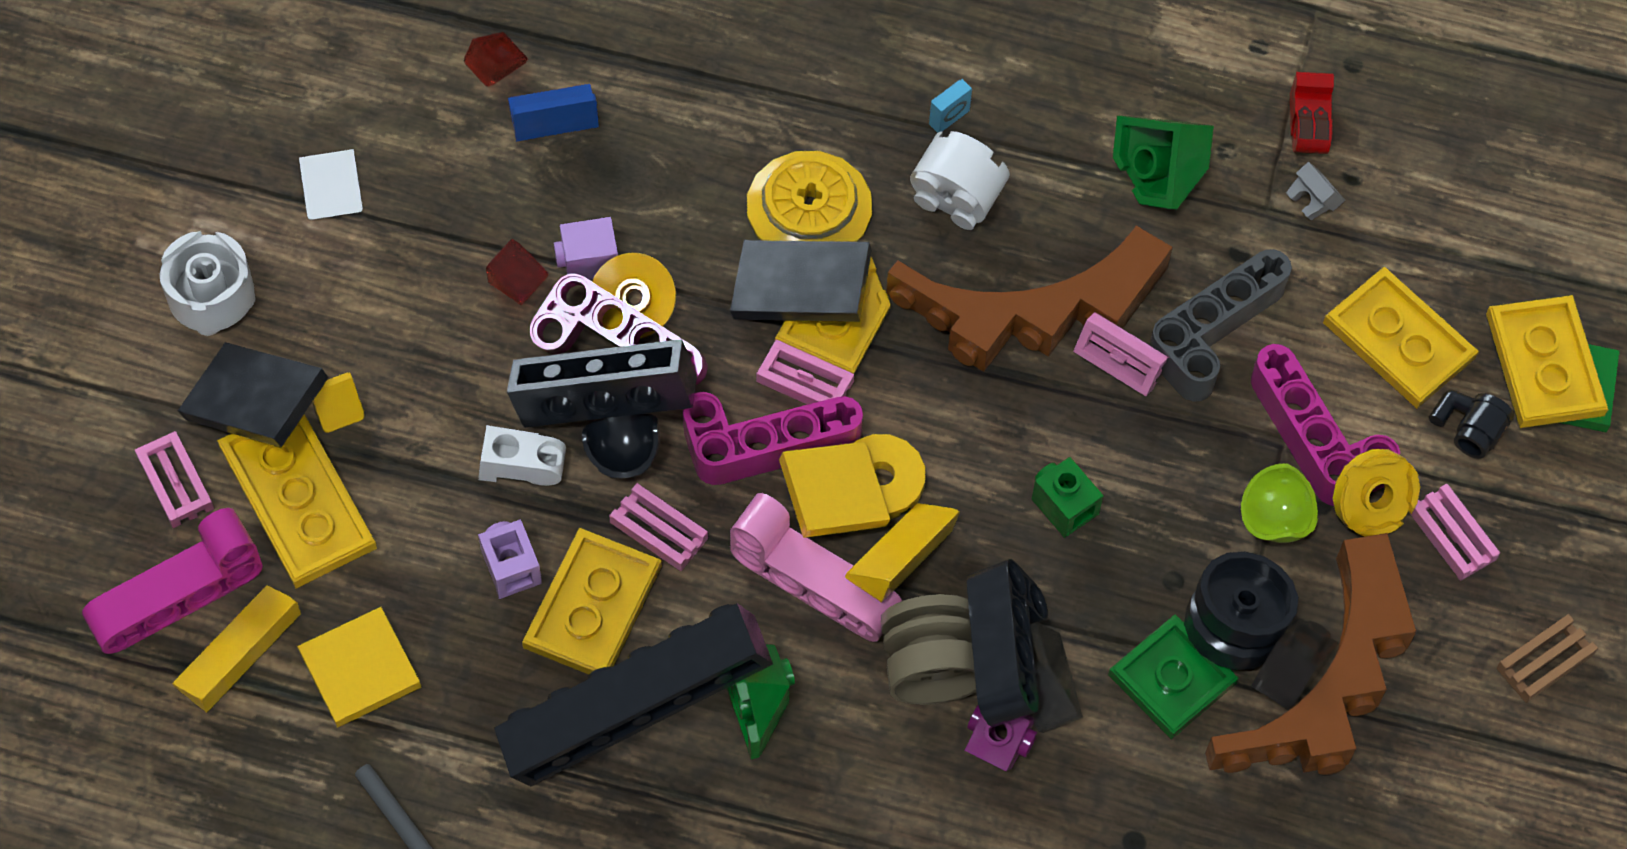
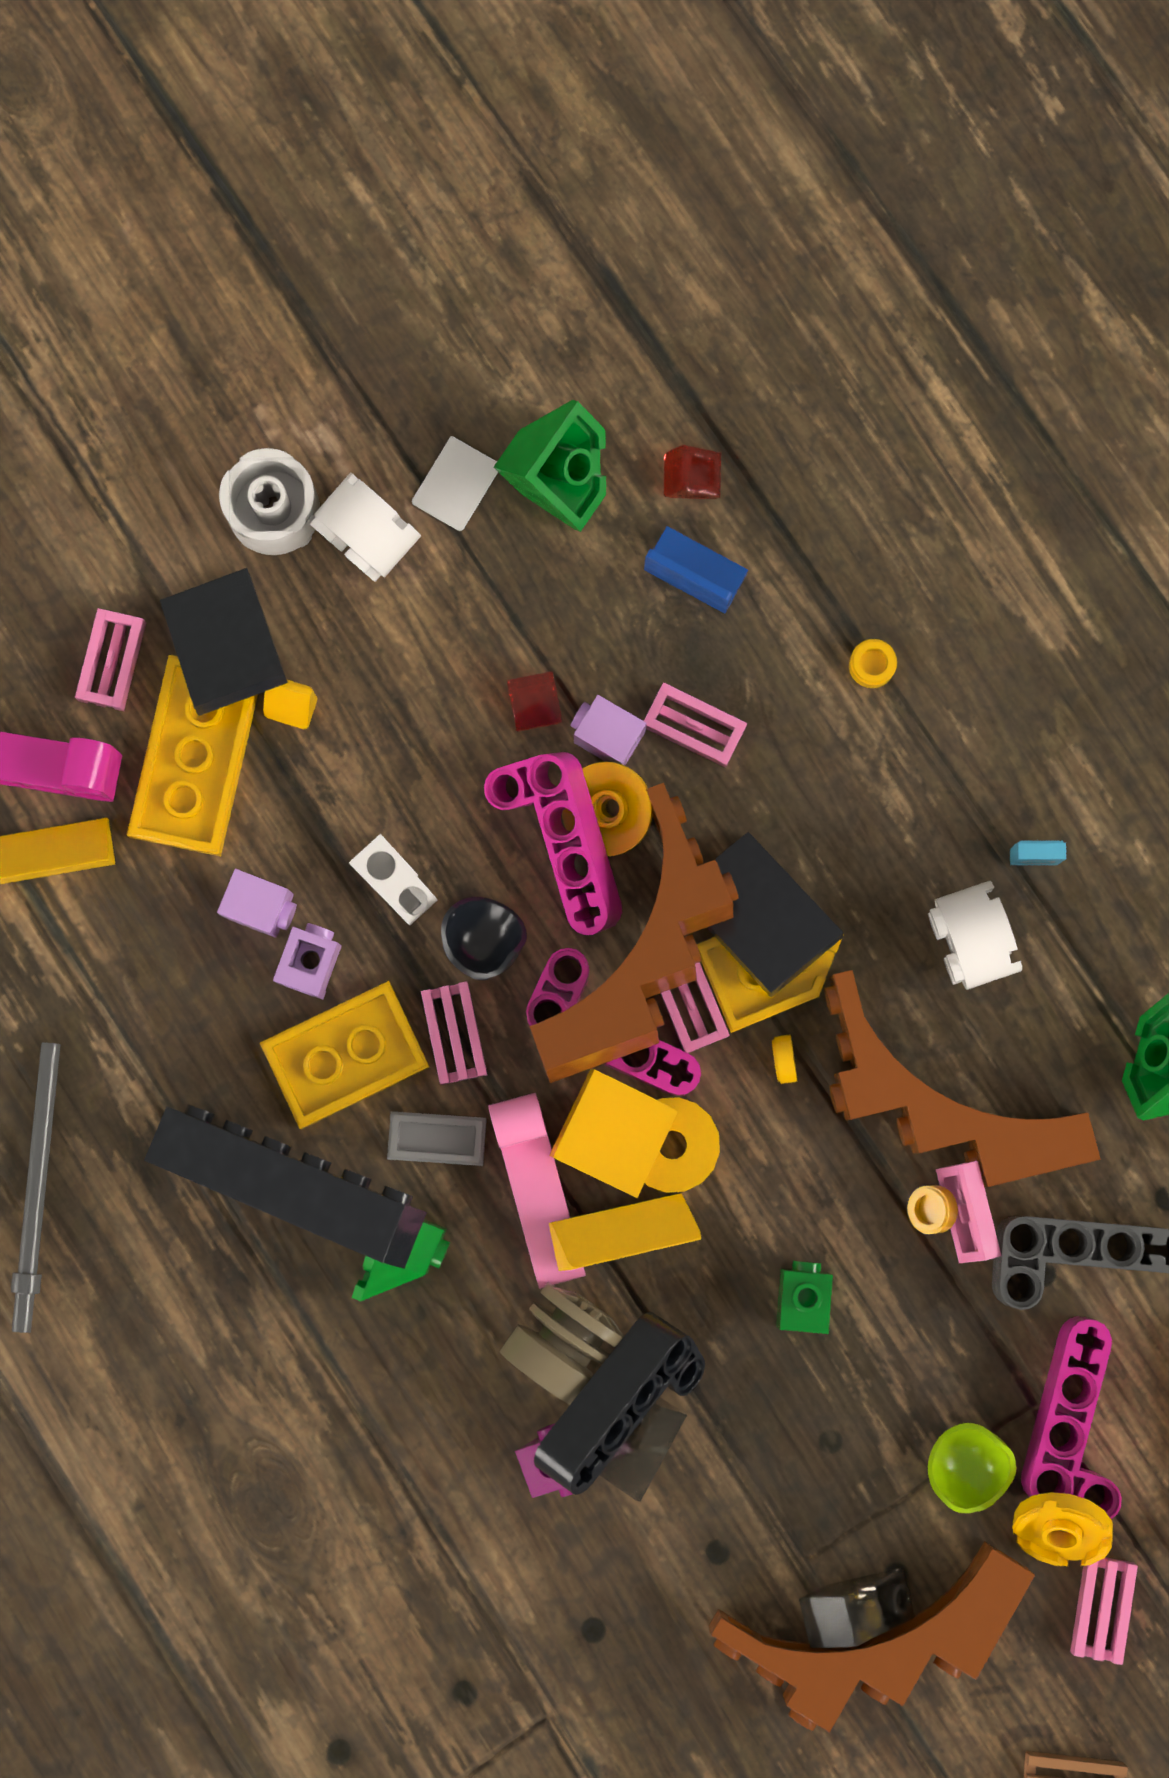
camera: 45 degrees right, 20 degrees up
(293, 244) = (367, 525): none -> white brick
(359, 667) = (119, 952): yellow tile -> none
(393, 114) = (559, 463): none -> green slope
(436, 549) = (257, 904): none -> lavender brick
(602, 383) = (503, 879): black brick -> none
(645, 213) = (702, 708): none -> bright pink tile
(723, 588) = (436, 1138): none -> light grey tile
(729, 80) = (872, 663): none -> yellow tile
(768, 393) = (617, 1015): none -> dark orange arch
(780, 189) = (874, 841): yellow piece -> none
(905, 358) = (784, 1059): none -> yellow tile
(1095, 373) = (932, 1209): none -> yellow tile
(1171, 678) = (751, 1525): green tile -> none
(1240, 610) = (875, 1527): black wheel -> none

